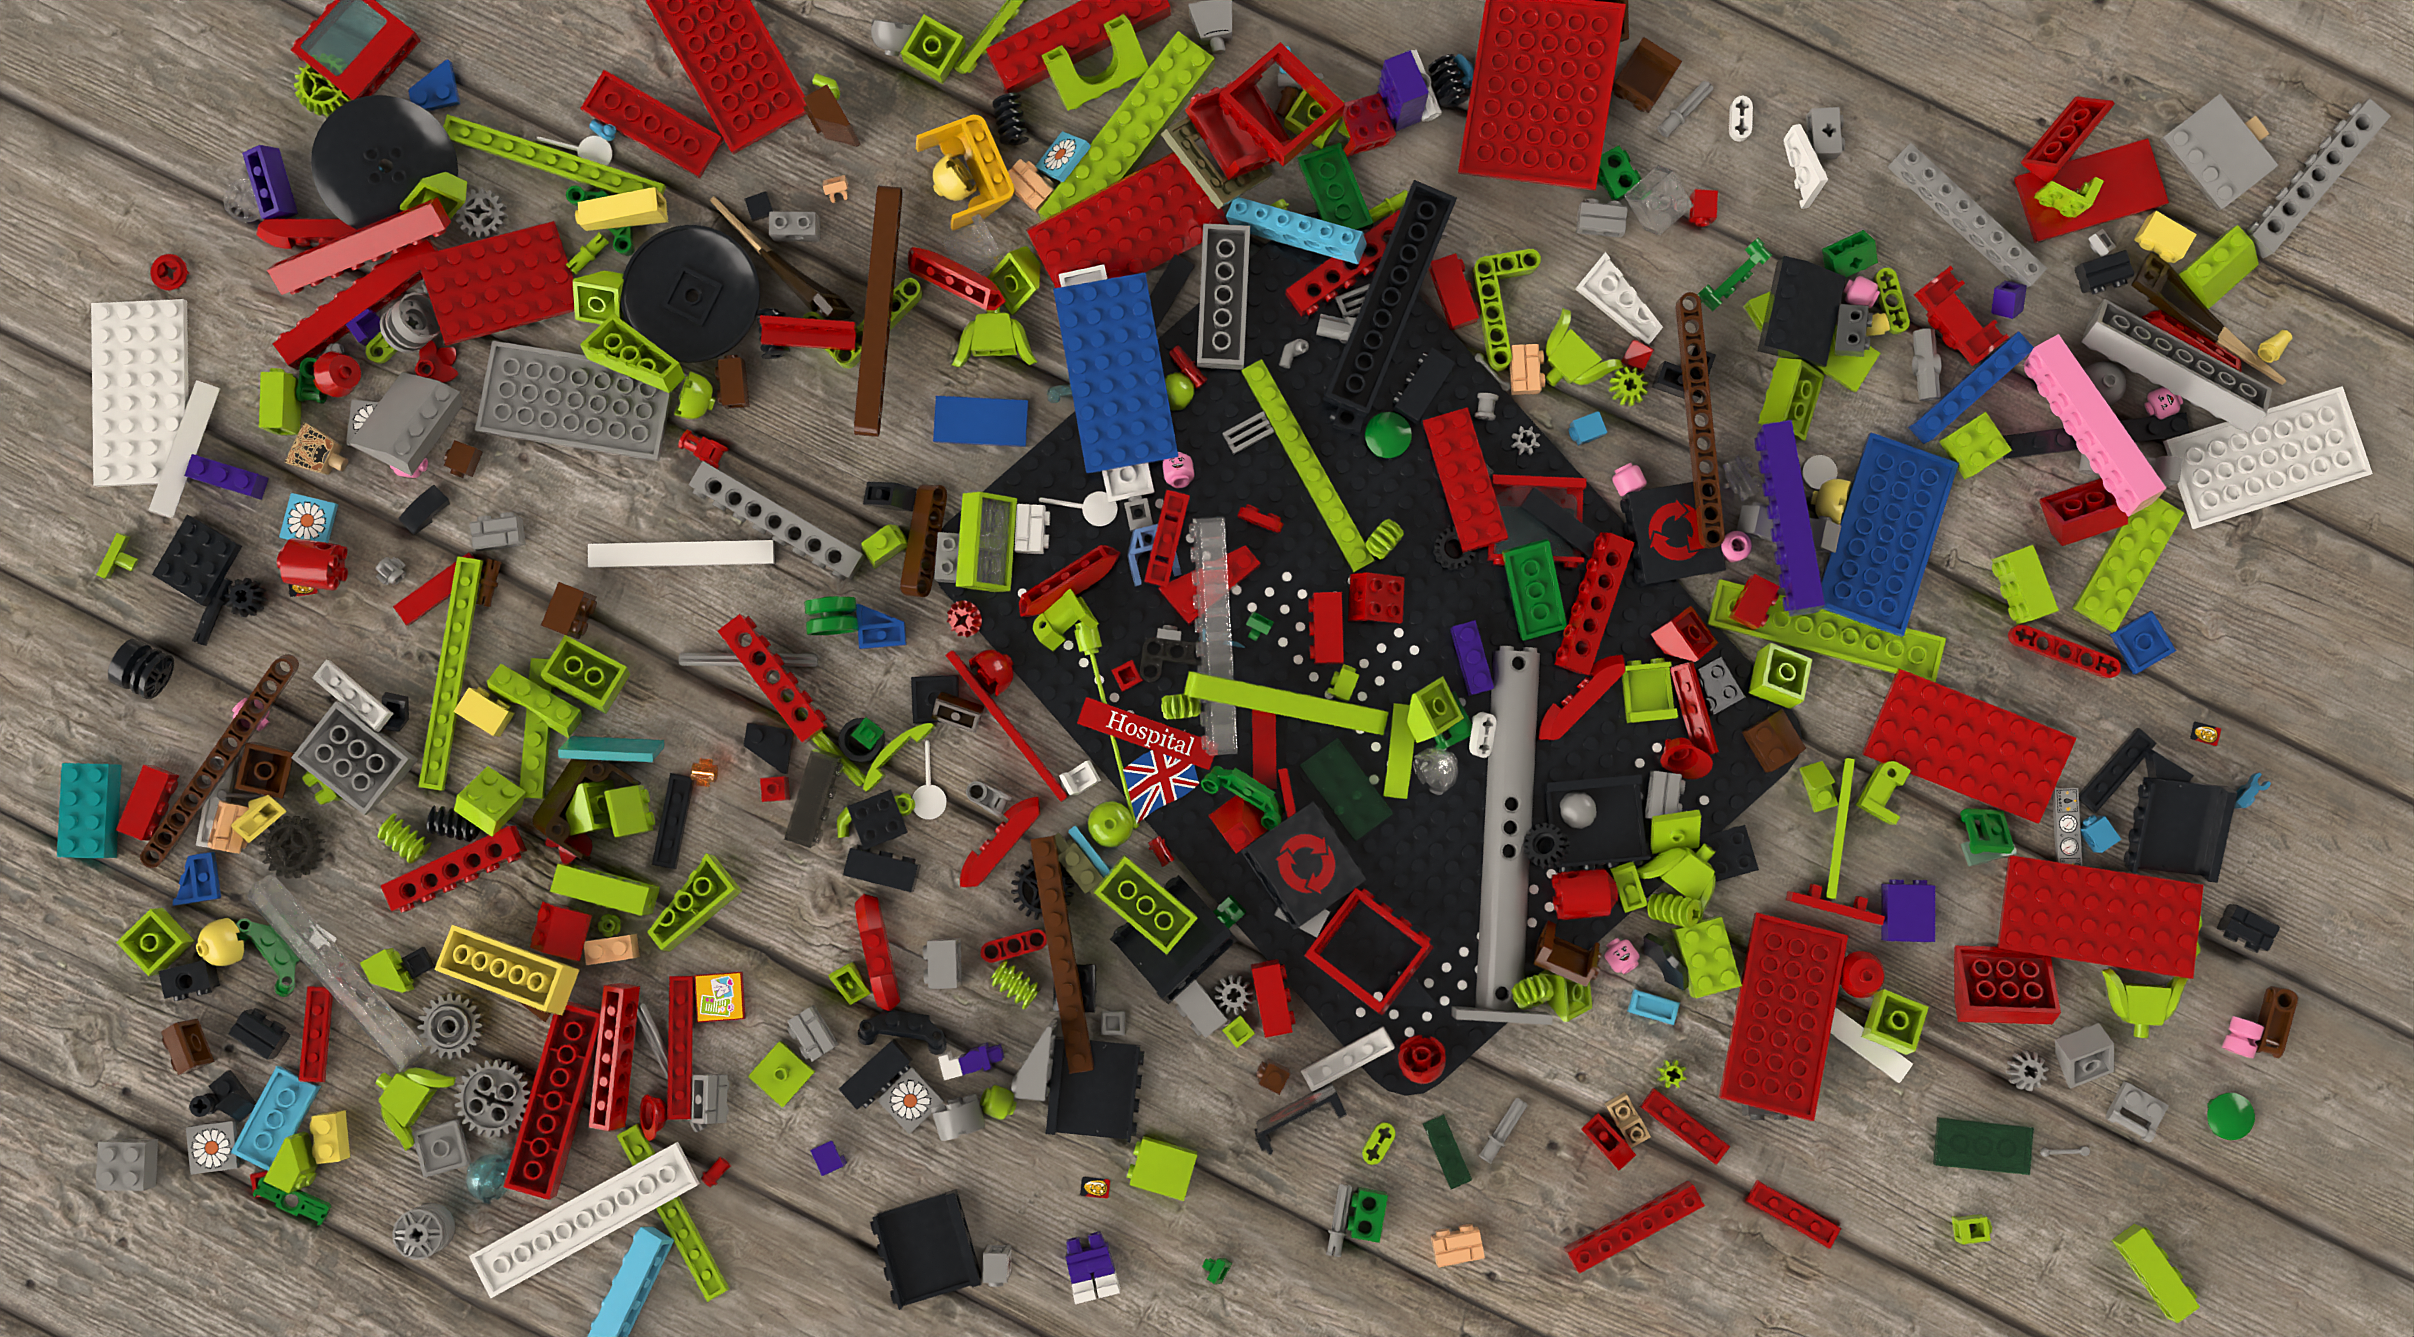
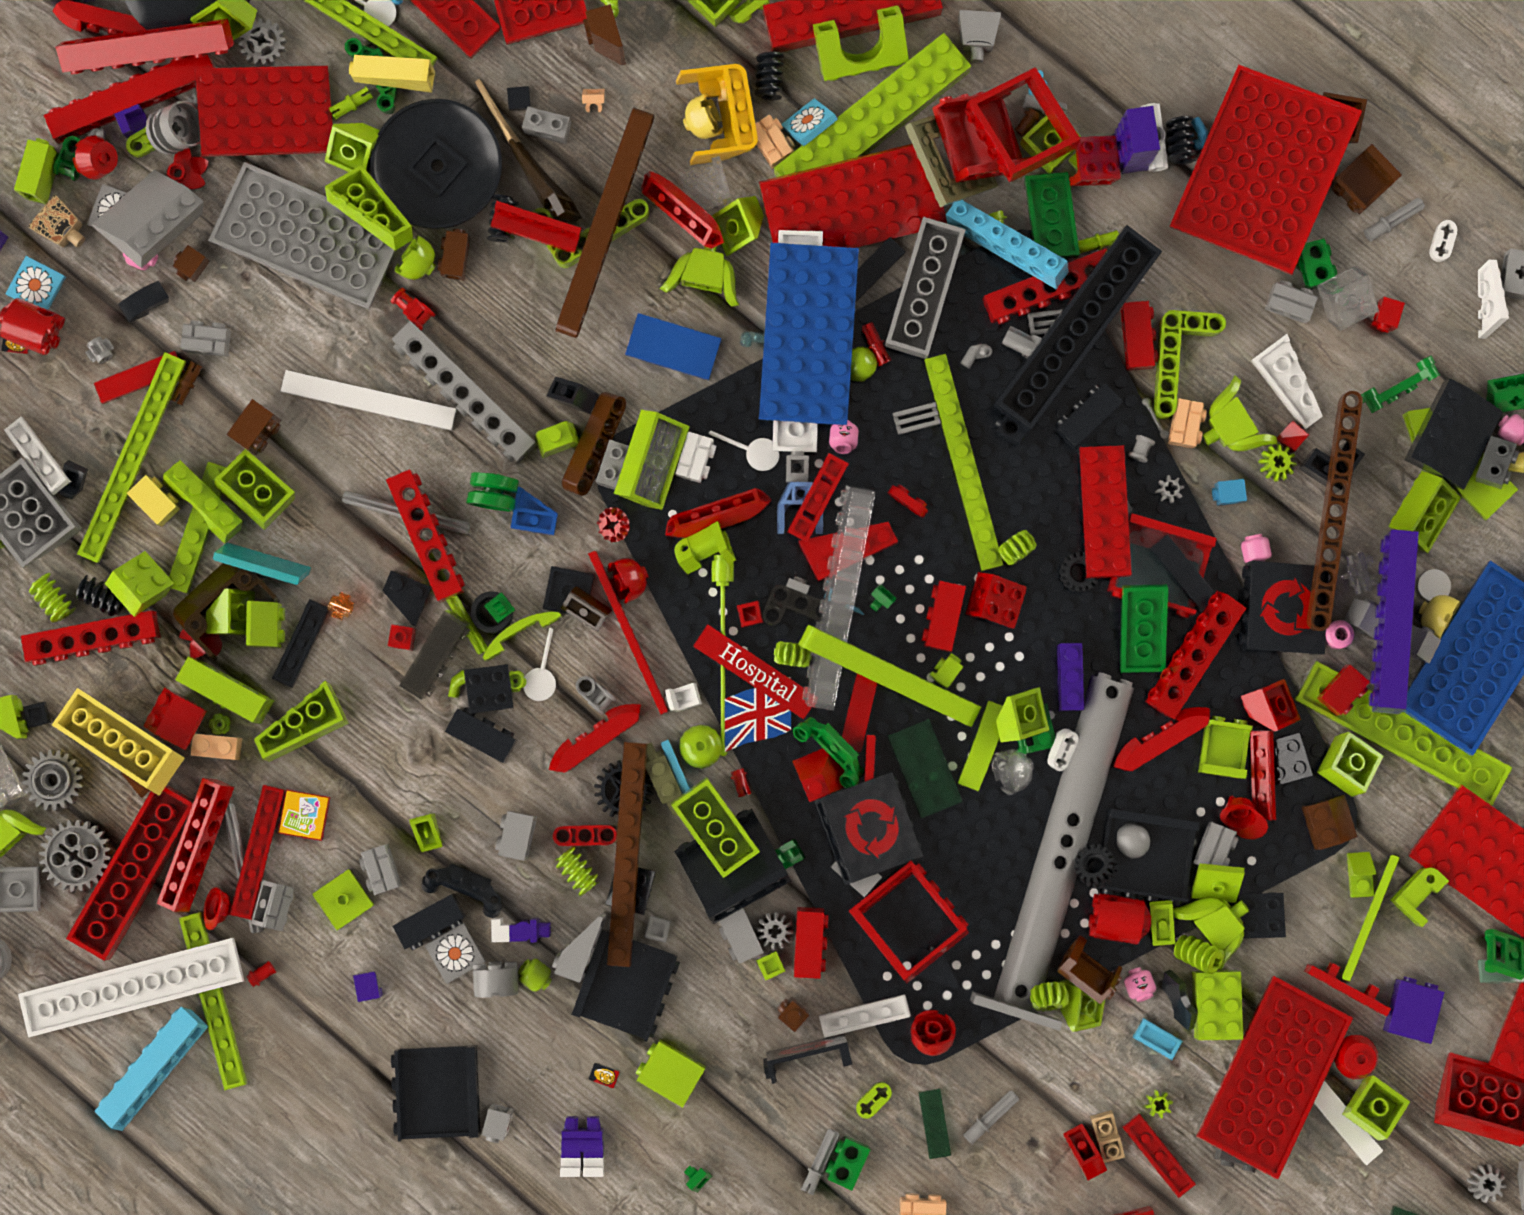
camera: 10 degrees right, 0 degrees up
(487, 1177) = (53, 926): clear light blue cylinder -> none
(877, 952) = (458, 810): red brick -> none
(1388, 435) = (1044, 452): green dish -> none

